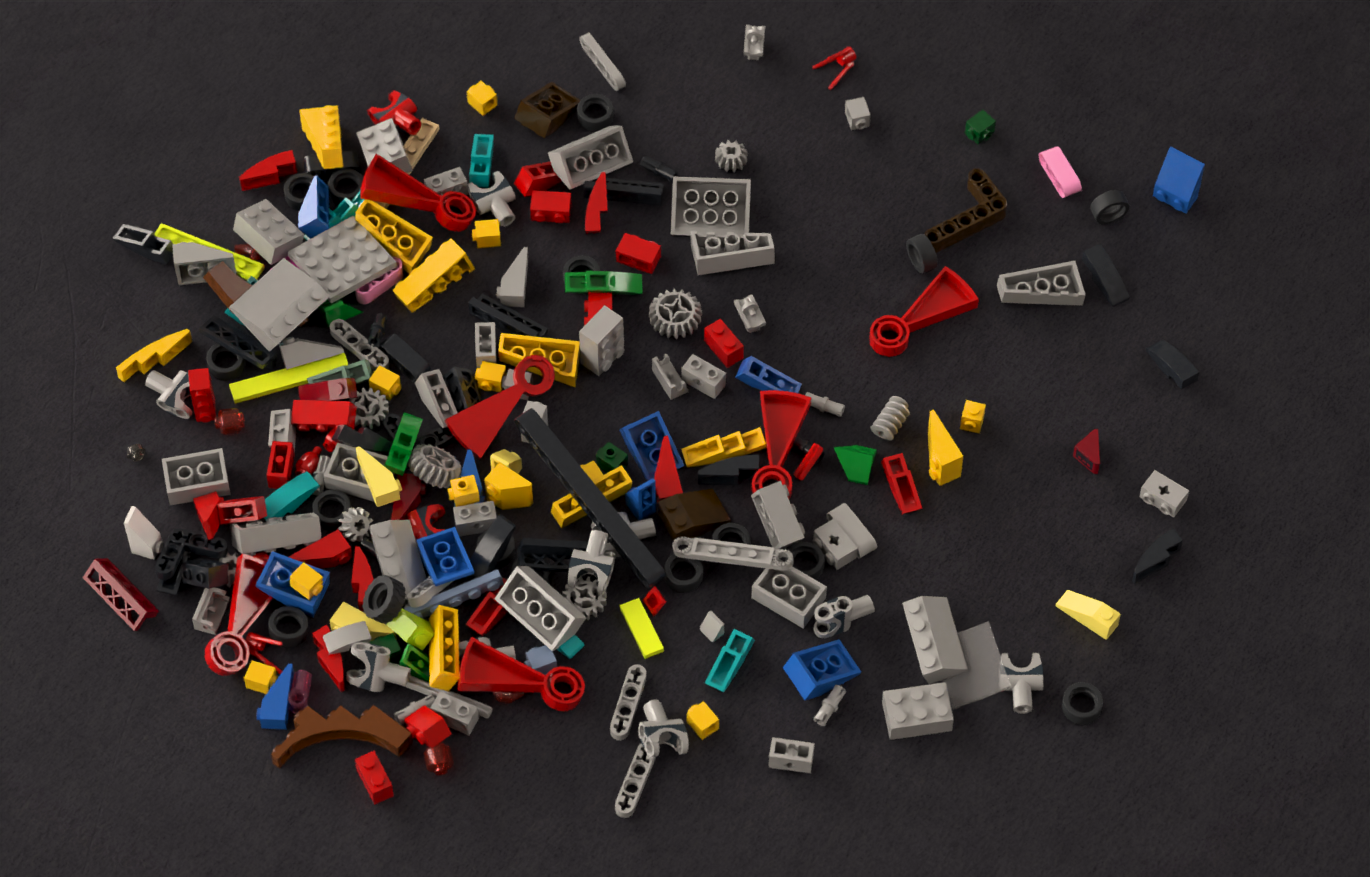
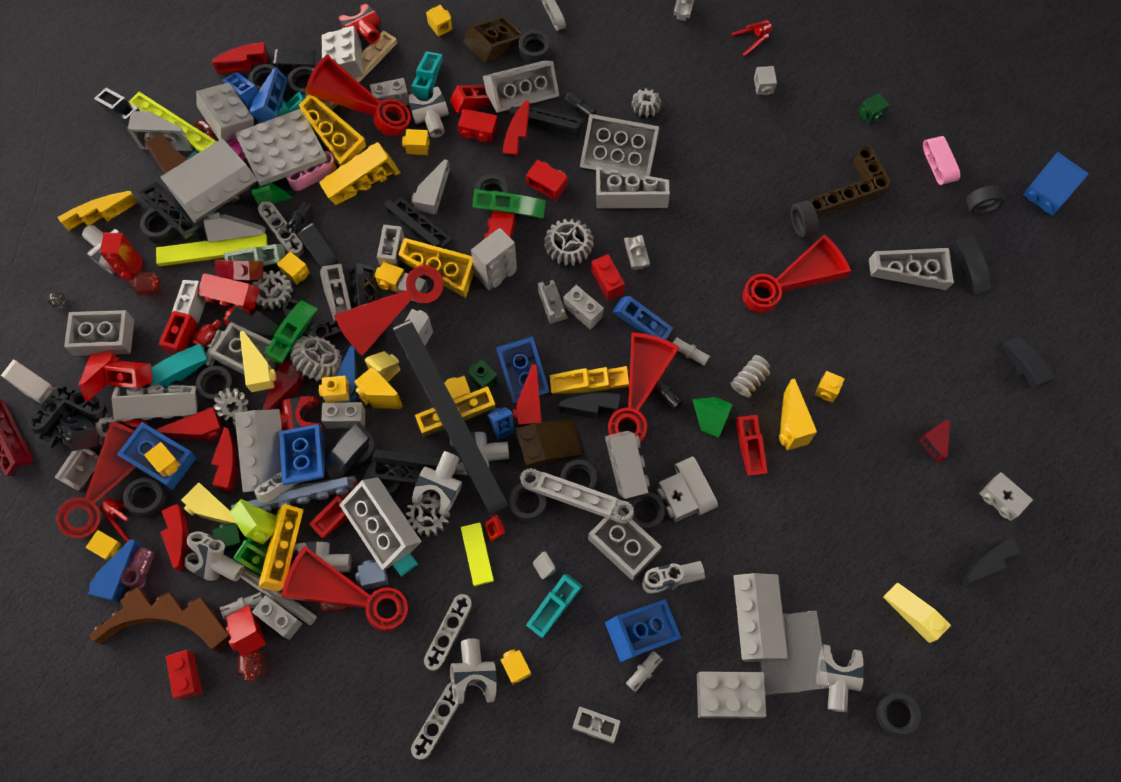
camera: 10 degrees right, 10 degrees up
(285, 203) = (243, 88): none -> blue slope
(324, 133) = (295, 32): yellow wedge -> none
(344, 637) = (189, 522): light grey slope -> none
(392, 604) = (231, 491): black tyre -> none
(808, 461) = (666, 408): red axle -> none

